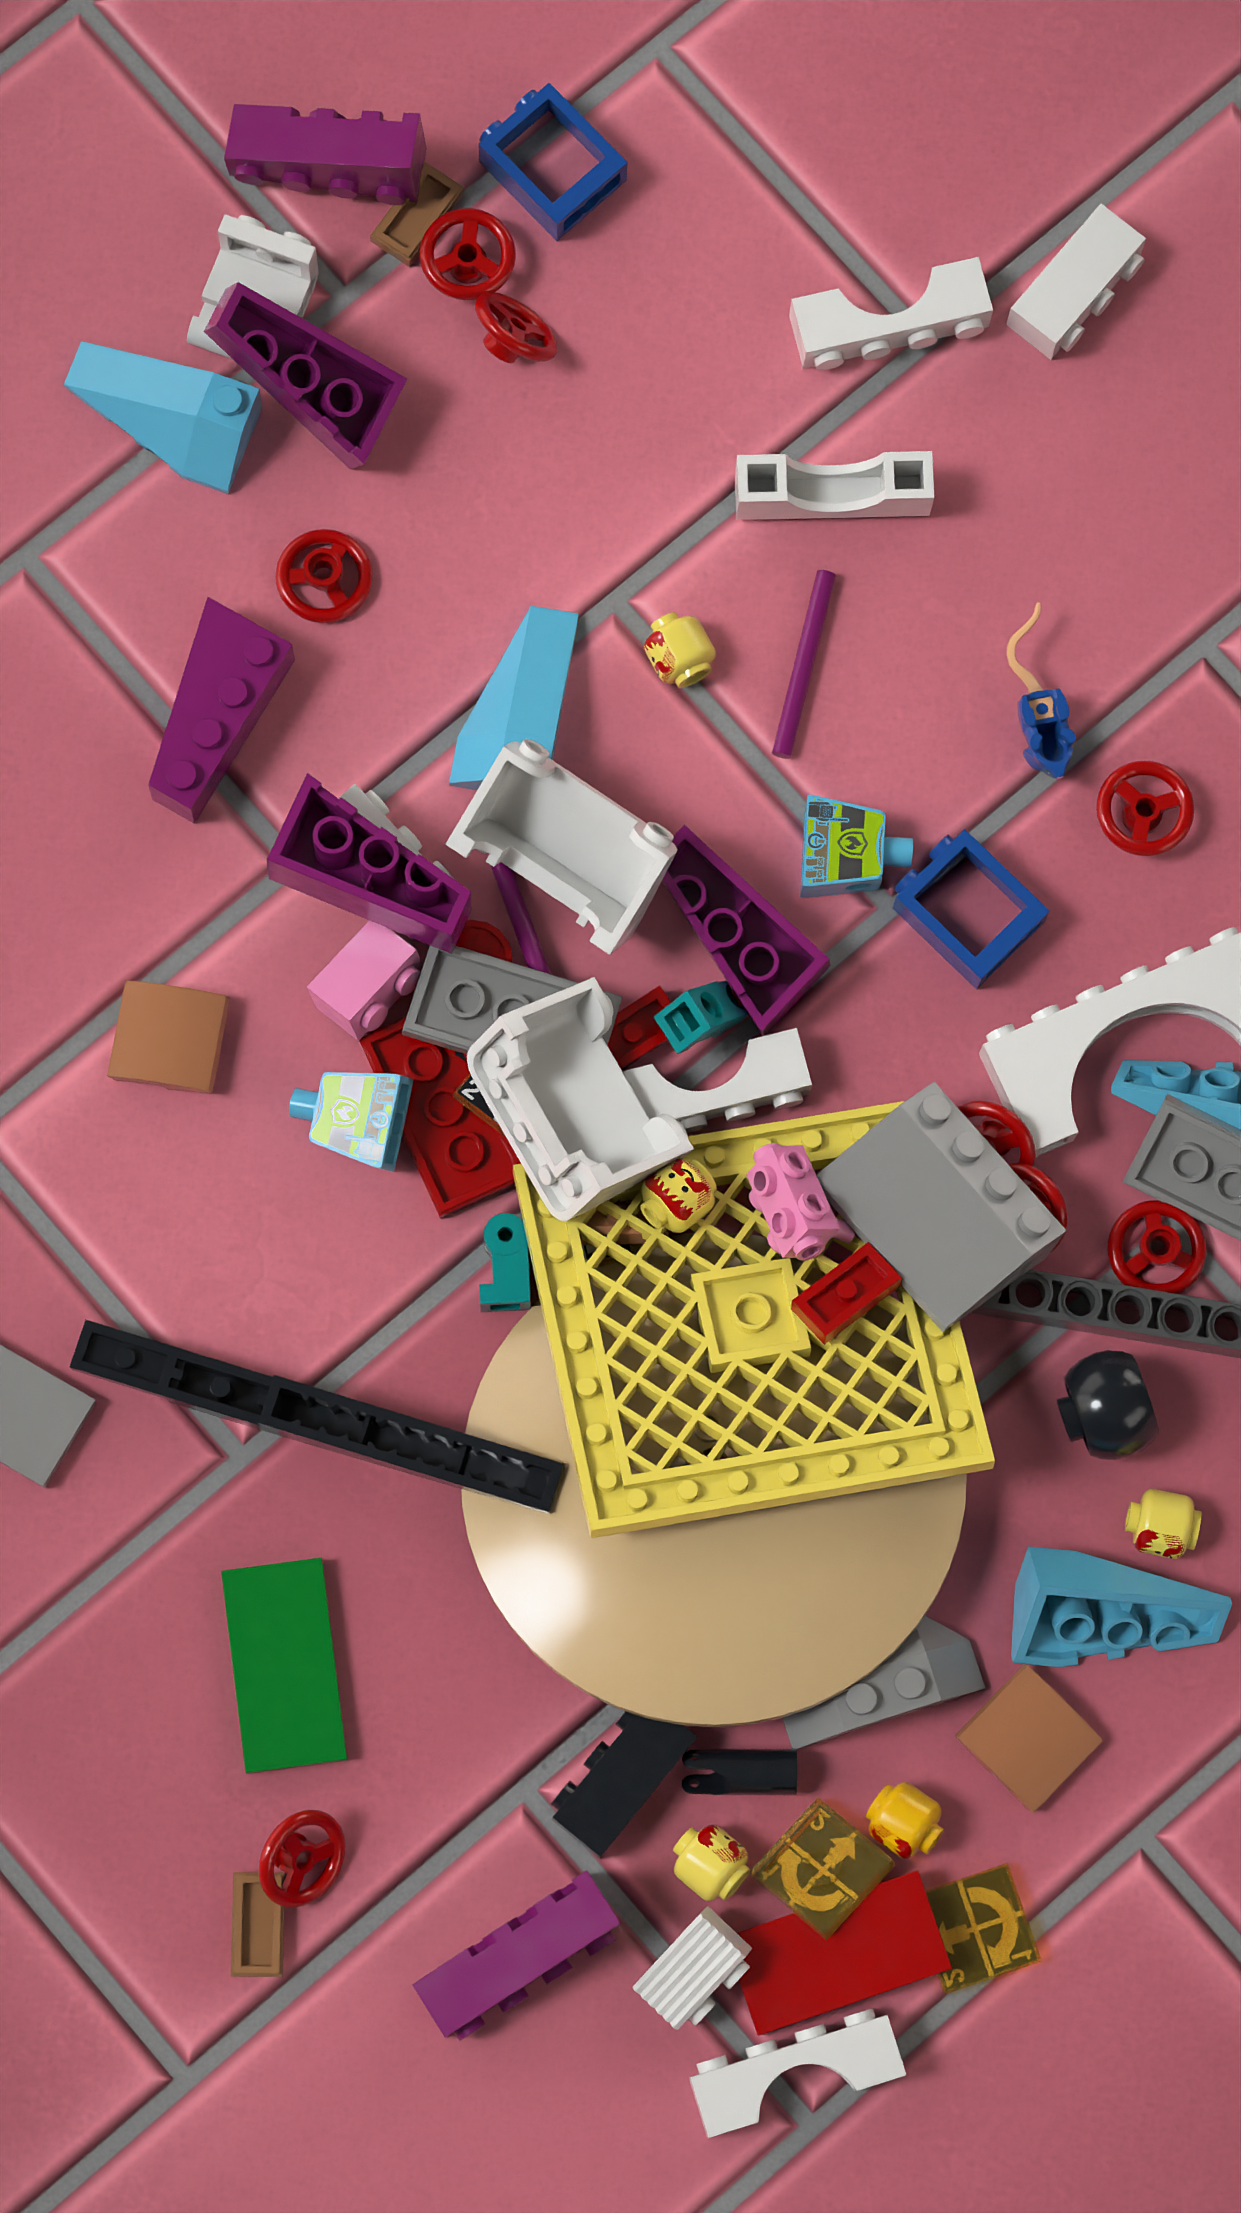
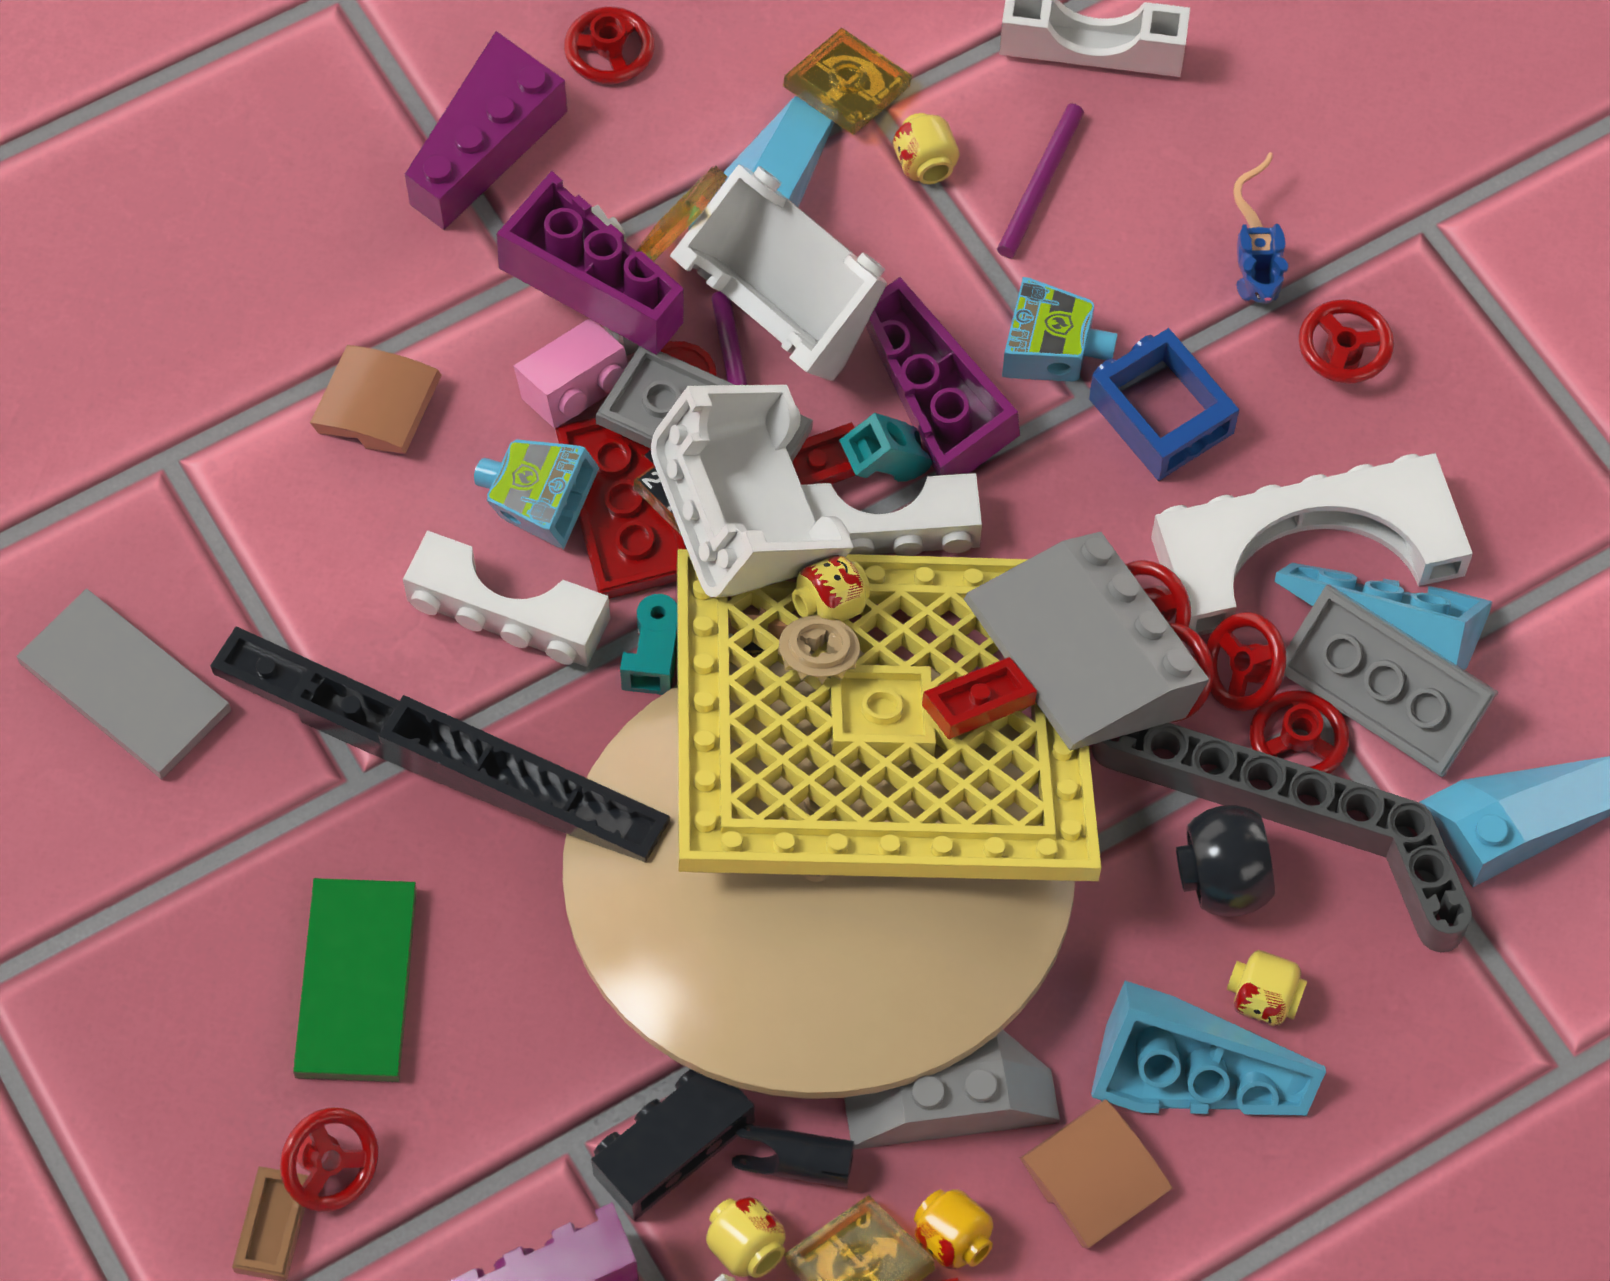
camera: 15 degrees right, 15 degrees down
(410, 1256) = (560, 622): none -> white arch
(444, 791) = (682, 214): none -> clear yellow tile
(583, 580) = (847, 81): none -> clear yellow tile
(666, 1246) = (809, 634): none -> tan gear
(793, 1202) = (943, 613): bright pink brick -> none
(1097, 1185) = (1249, 663): none -> red piece

